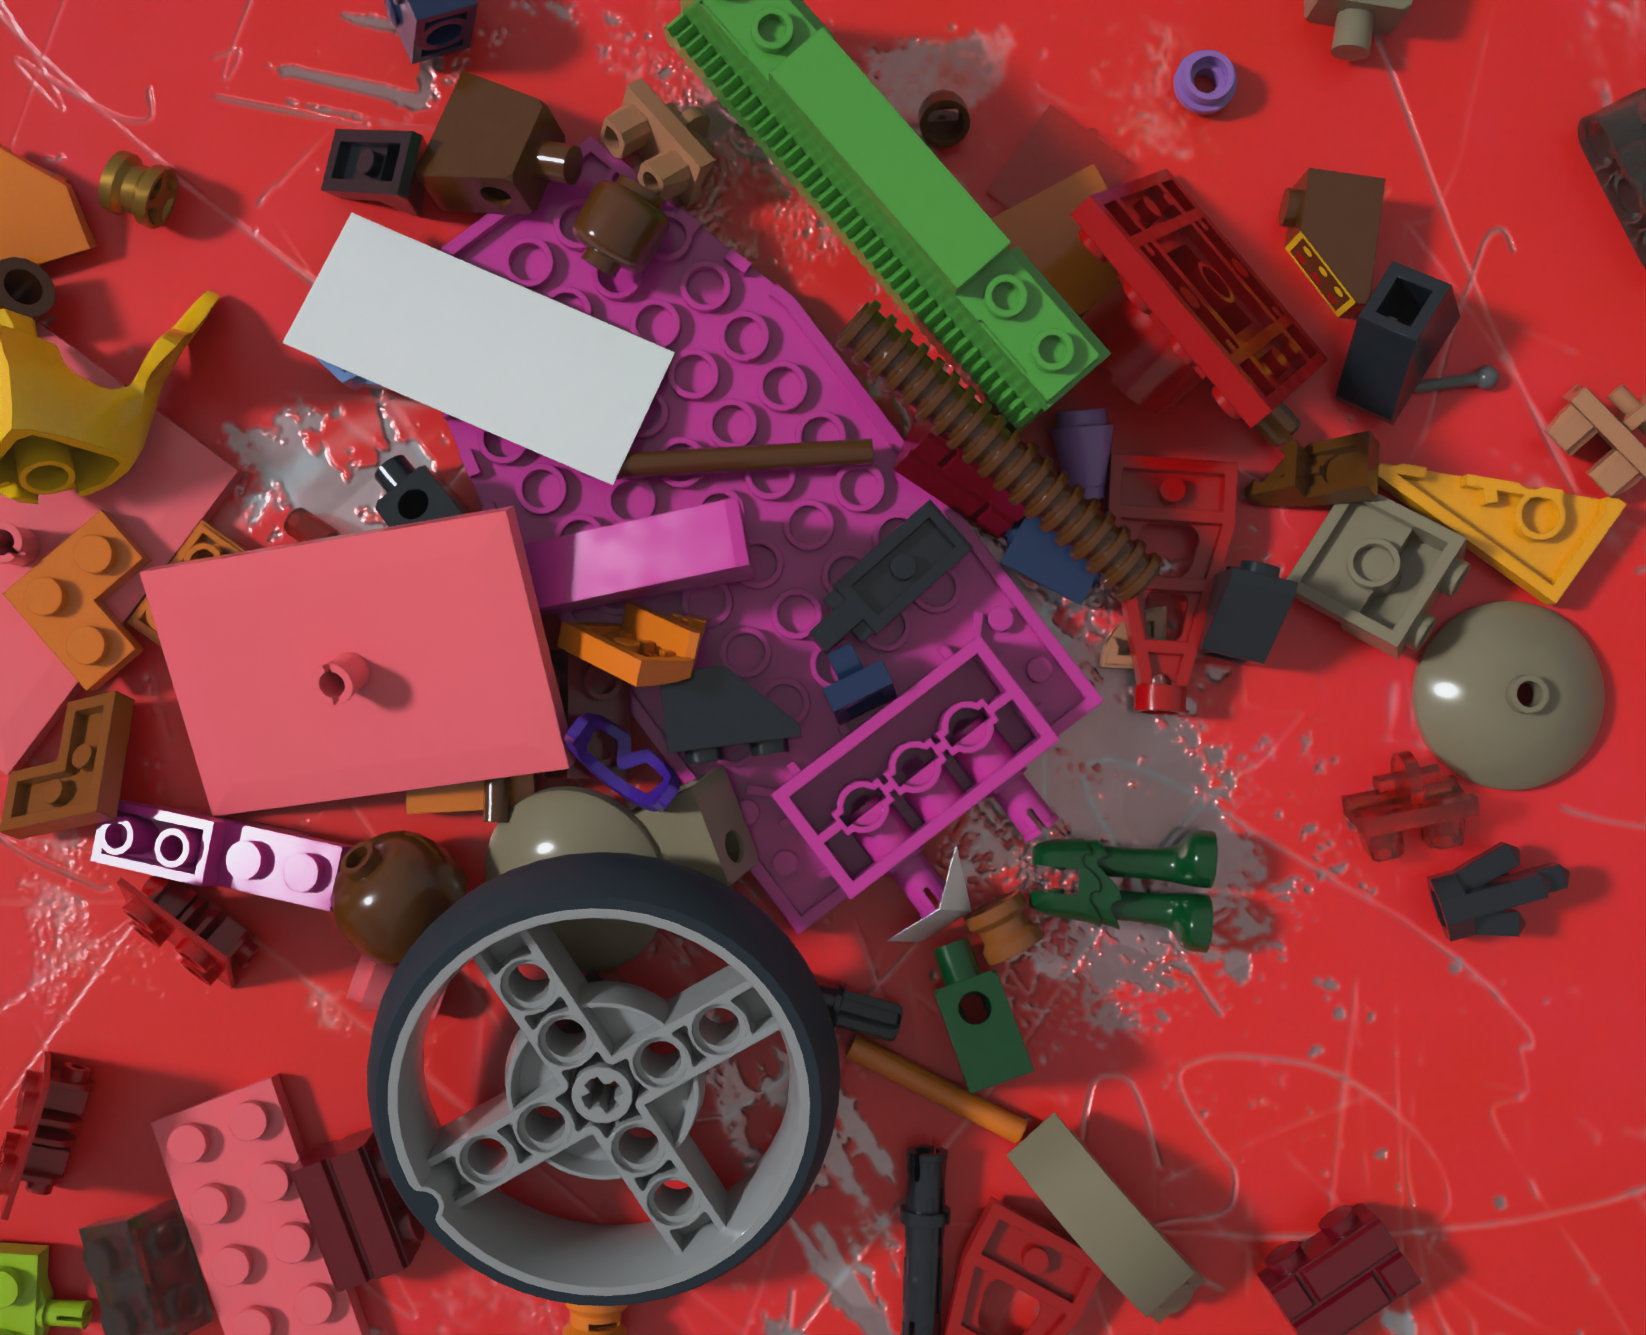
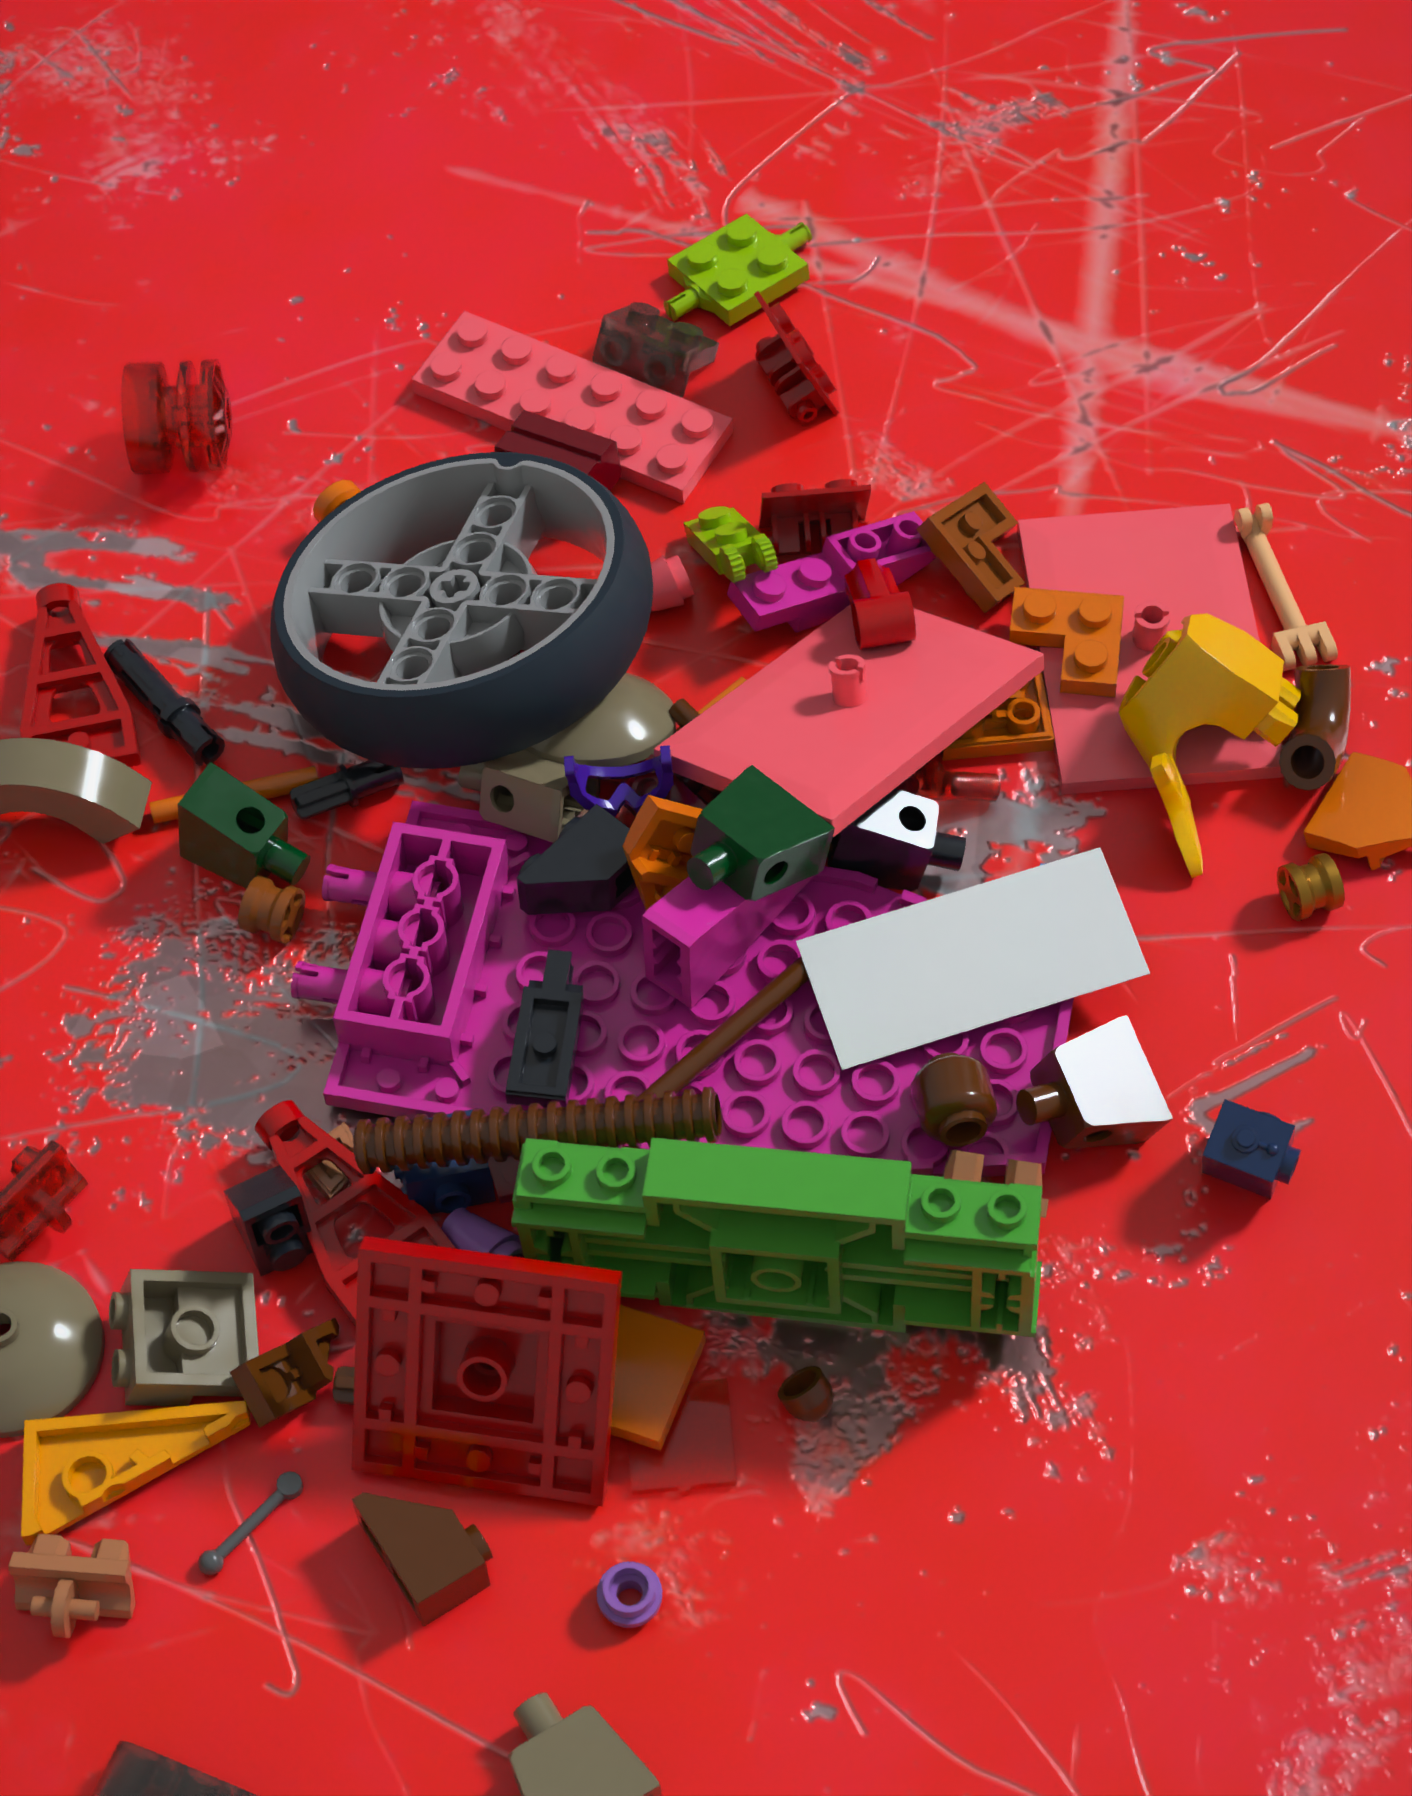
camera: 140 degrees right, 30 degrees down
(236, 749) = (877, 607): none -> red piece
(289, 963) = (730, 542): none -> lime hinge
(376, 167) = (1168, 1019): black slope -> none
(393, 892) = (699, 621): reddish brown cylinder -> none
(582, 563) = (757, 839): none -> dark green torso
(858, 687) = (510, 951): dark blue tile -> none
(952, 907) = (327, 887): white sticker -> none
(1101, 902) = (234, 980): dark green piece -> none
(1396, 341) = (307, 1509): black slope -> none

